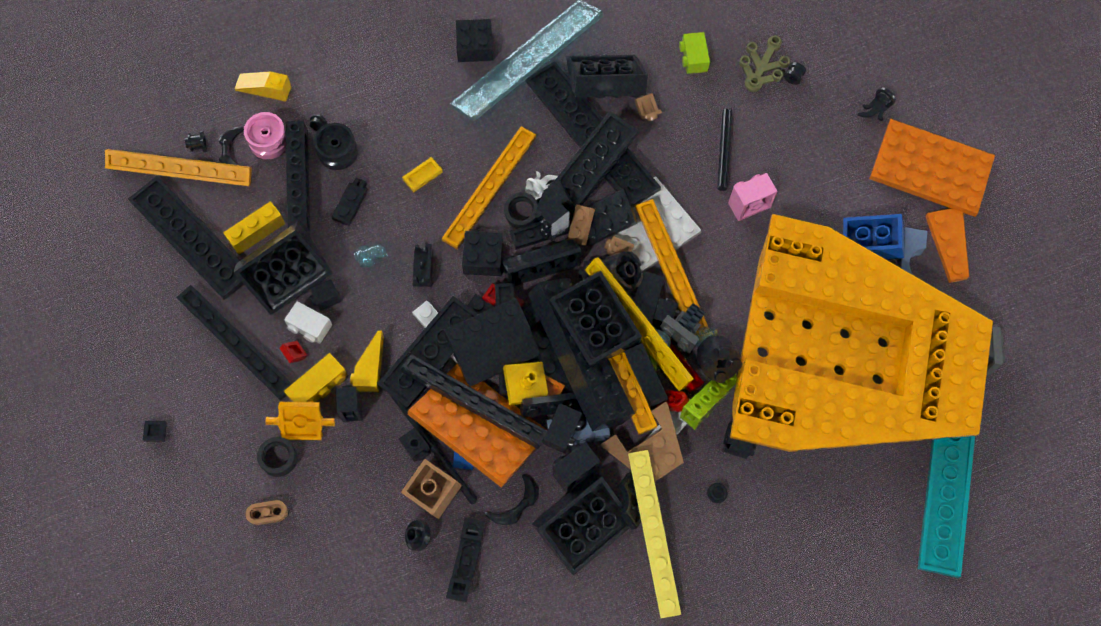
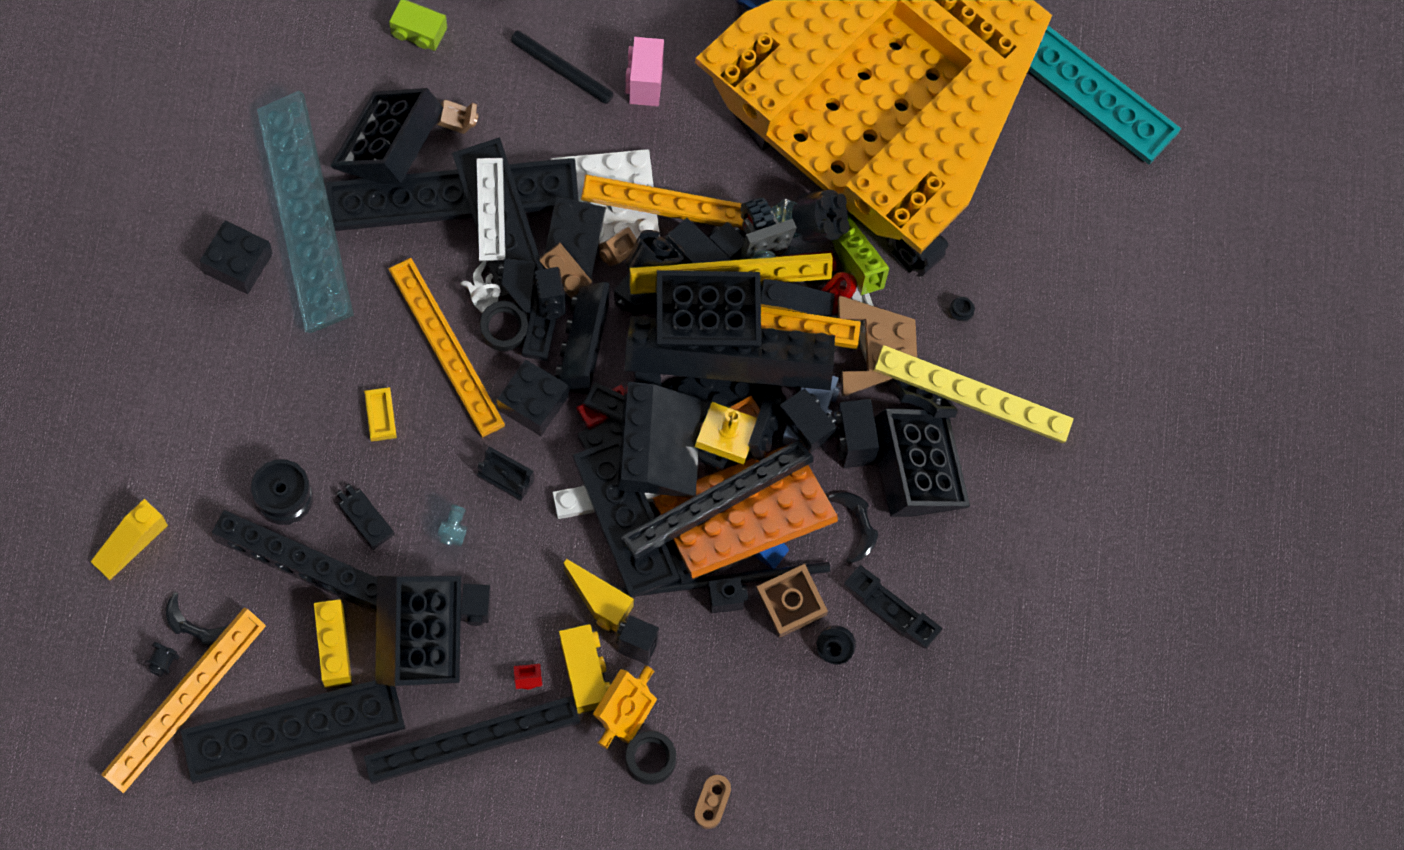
camera: 65 degrees left, 0 degrees up
(265, 135) = (214, 553): bright pink wheel -> none
(308, 323) = (500, 641): white brick -> none
(317, 122) = (229, 499): black plate -> none
(587, 154) = (491, 209): none -> white plate

